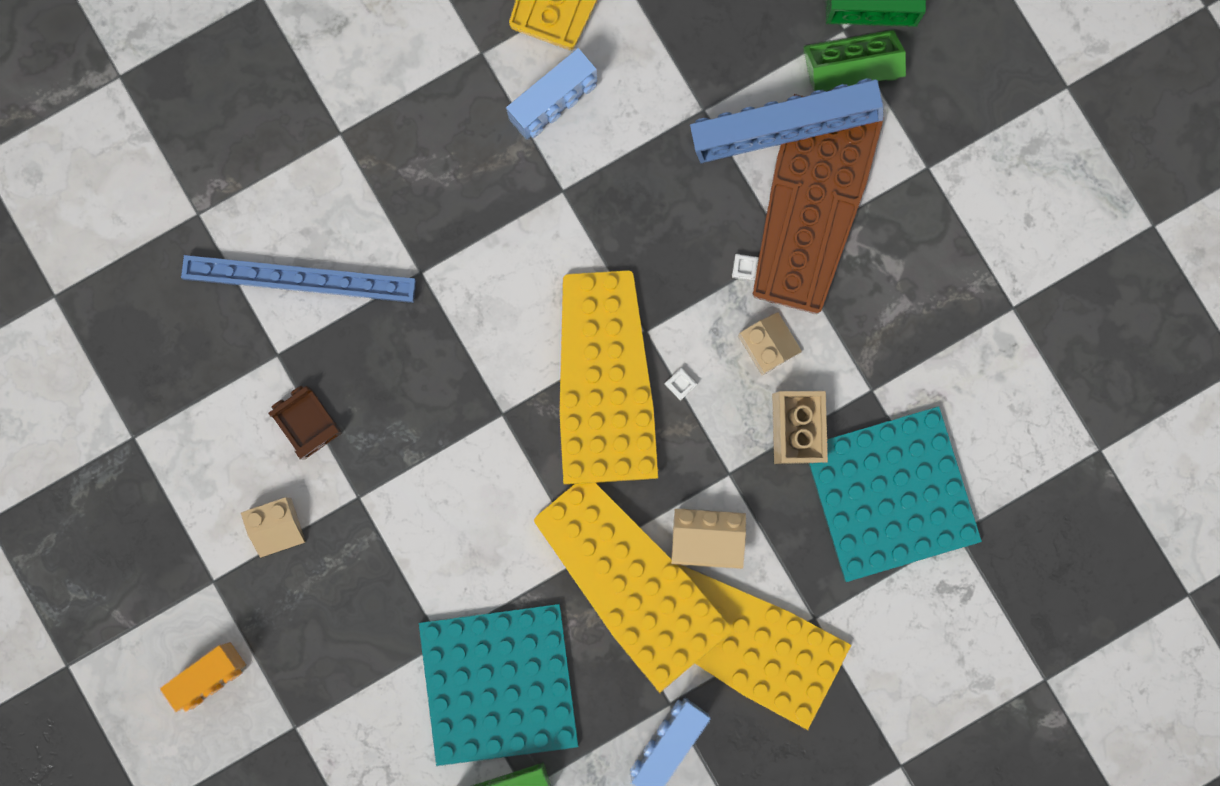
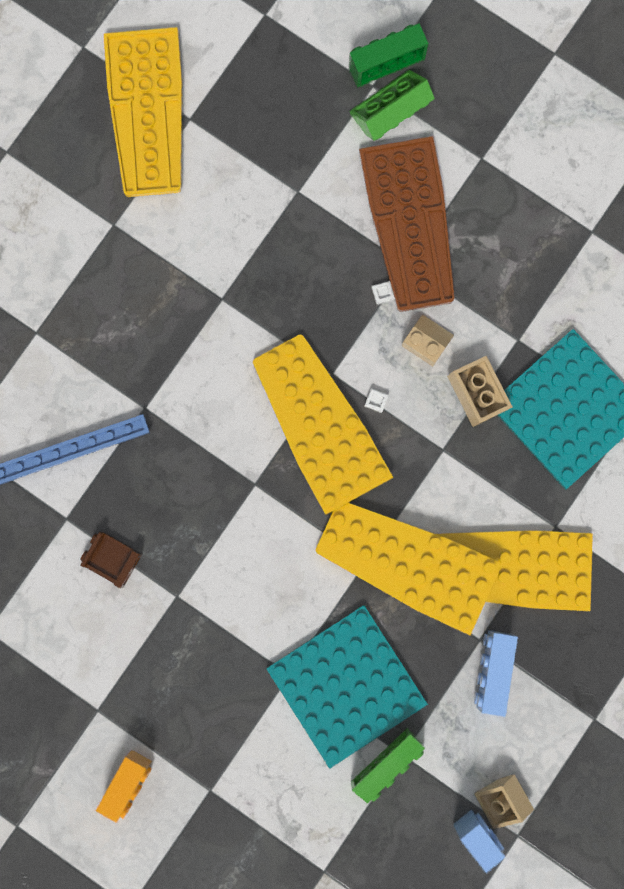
camera: 25 degrees left, 0 degrees up
(273, 527) = (123, 648): tan slope -> none
(552, 94) = (181, 230): light blue brick -> none
(708, 538) = (451, 504): tan slope -> none
(787, 121) = (365, 169): medium blue brick -> none

